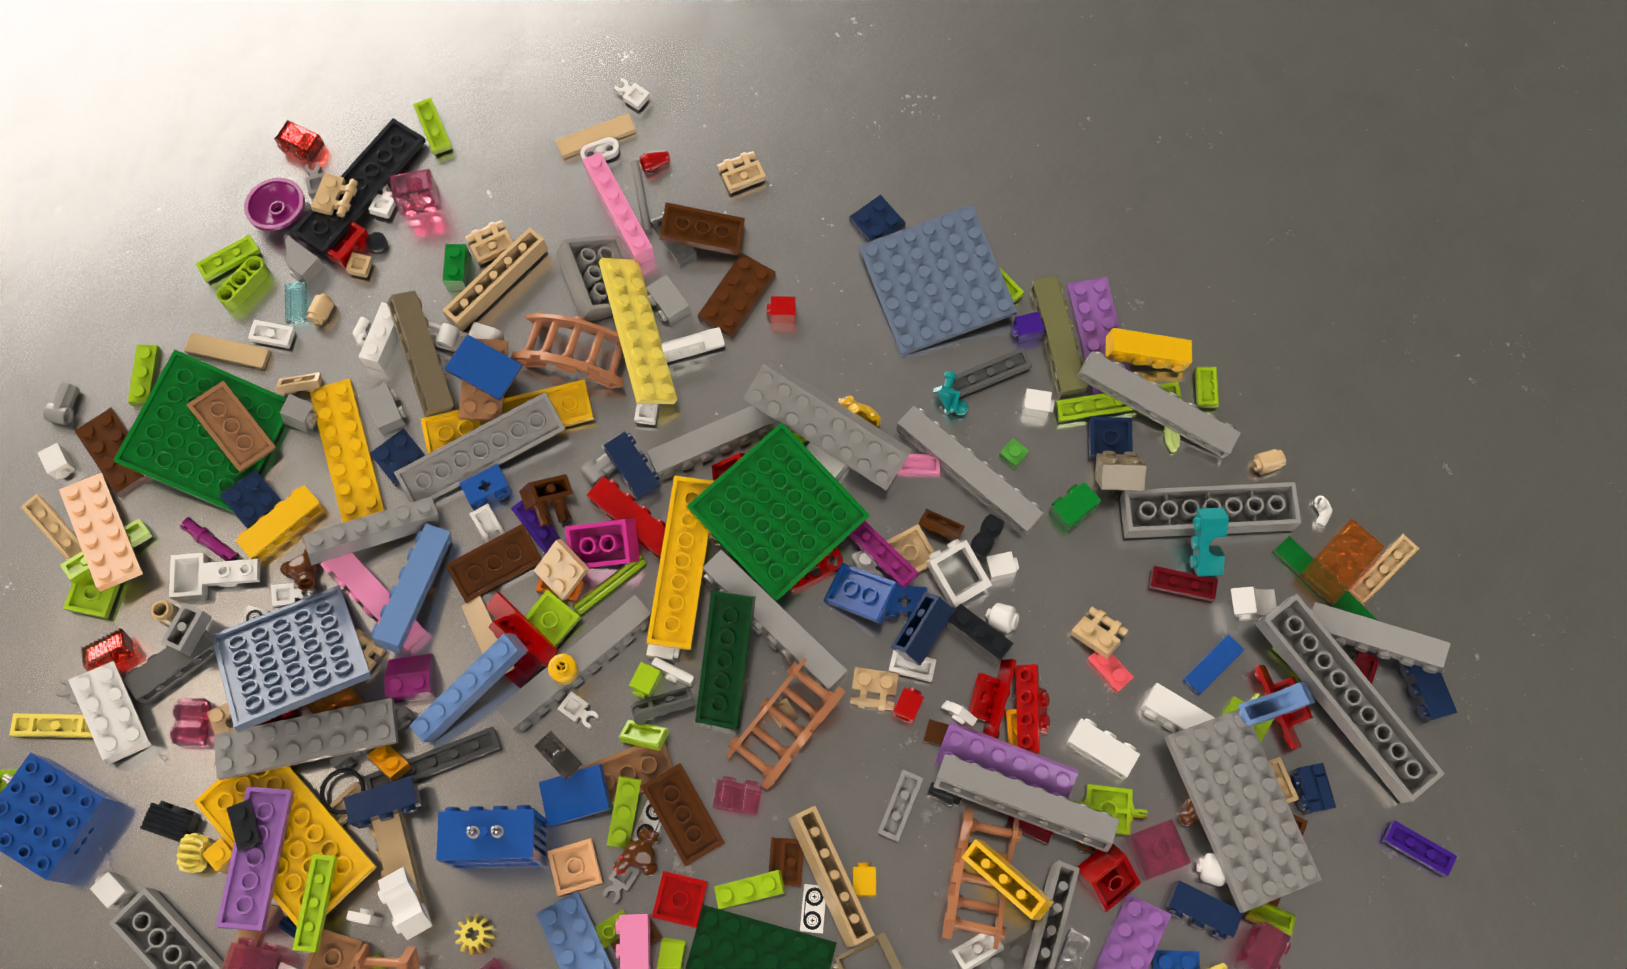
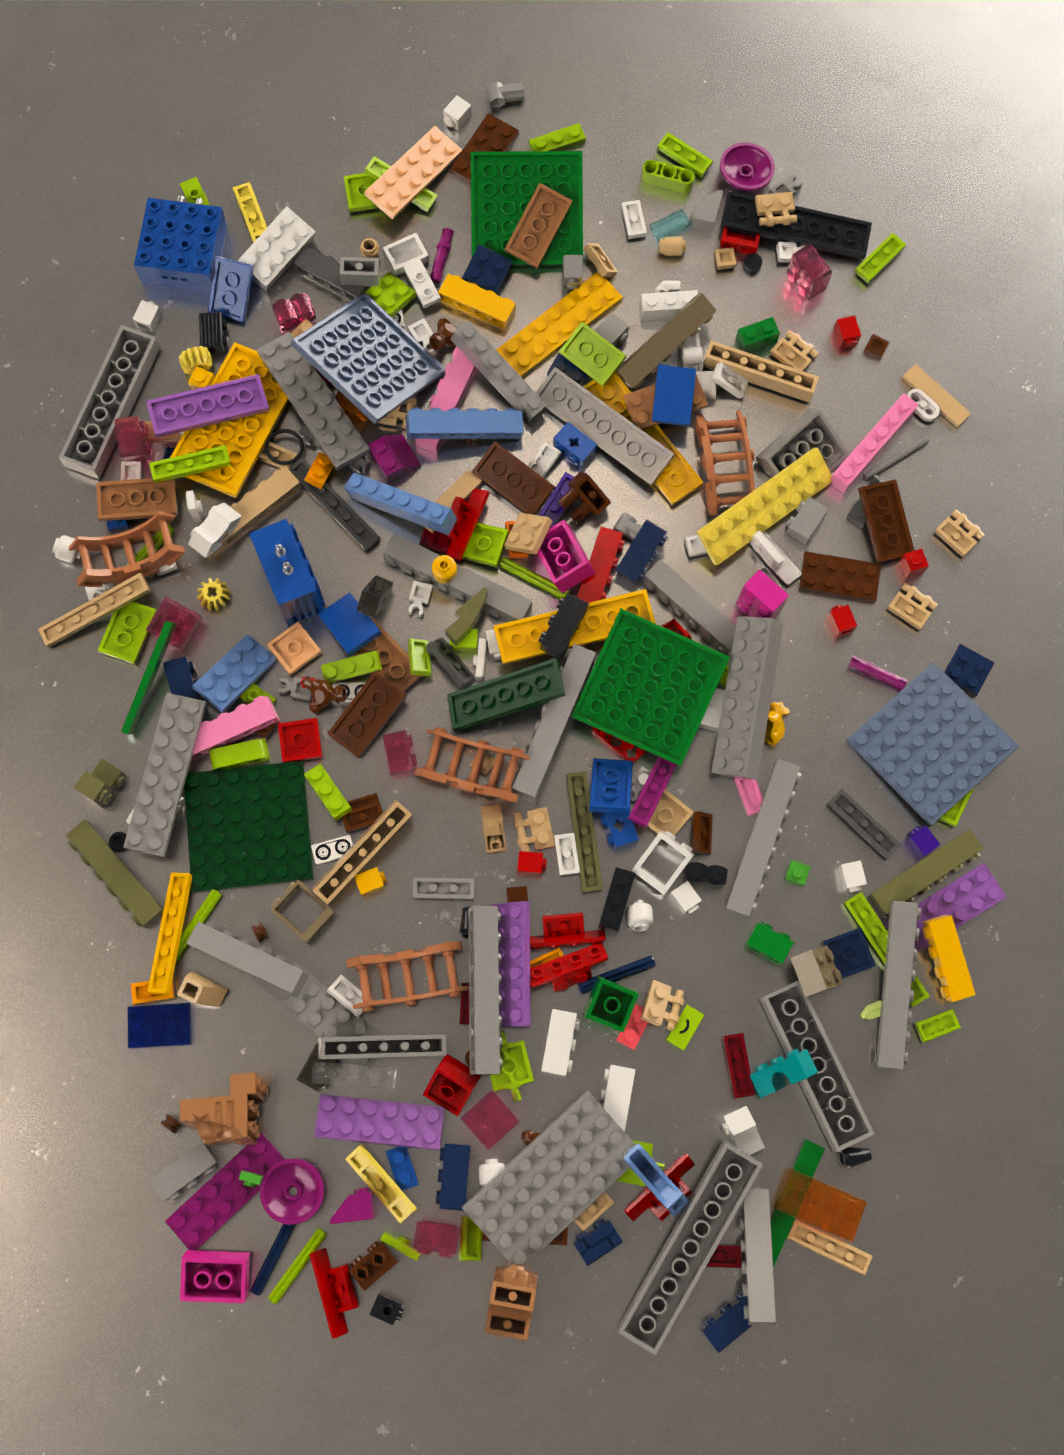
camera: 65 degrees right, 5 degrees up
(52, 526) = (405, 135): tan tile -> none
(113, 647) = (327, 227): clear red brick -> none
(129, 781) = (230, 288): none -> tile
(226, 609) = (391, 294): none -> lime plate
(227, 351) = (604, 193): tan tile -> none
(244, 825) = (228, 386): black plate -> none
(299, 141) = (815, 159): clear red brick -> none
(382, 802) = (285, 479): dark blue brick -> none
(399, 429) = (592, 354): none -> lime plate
(490, 311) = (729, 380): none -> white plate
(493, 185) = (847, 331): none -> red brick
(520, 167) = (876, 346): none -> reddish brown tile
(625, 666) = (467, 617): none -> olive slope
(632, 95) = (990, 410): white plate -> none
(654, 160) = (934, 453): red cone -> none
(679, 570) = (563, 625): none -> black brick
(732, 370) = (761, 597): none -> dark pink brick
(754, 223) = (913, 563): none -> red brick
(796, 247) = (910, 610): none -> tan plate
(840, 305) = (882, 675): none -> magenta pin
(856, 729) = (493, 828): none -> tan slope
(885, 635) = (584, 832): none -> olive plate
(922, 628) = (599, 848): dark blue brick -> none
(950, 397) = (822, 797): teal piece -> none
(959, 713) = (537, 908): white plate -> none
(1007, 880) = (411, 995): yellow brick -> none
(1052, 664) = (619, 973): none -> dark blue axle
(1083, 680) = (610, 1004): none -> green brick
(1131, 620) = (685, 1028): none -> lime tile
(1213, 664) = (675, 1117): blue tile -> none
(1268, 461) = (888, 1106): tan brick -> none
(1307, 511) = (852, 1157): none -> black cone
(1324, 511) = (863, 1174): white arm -> none
(1352, 898) = (511, 1303): none -> medium nougat brick
(1419, 848) = (582, 1355): dark purple plate -> none

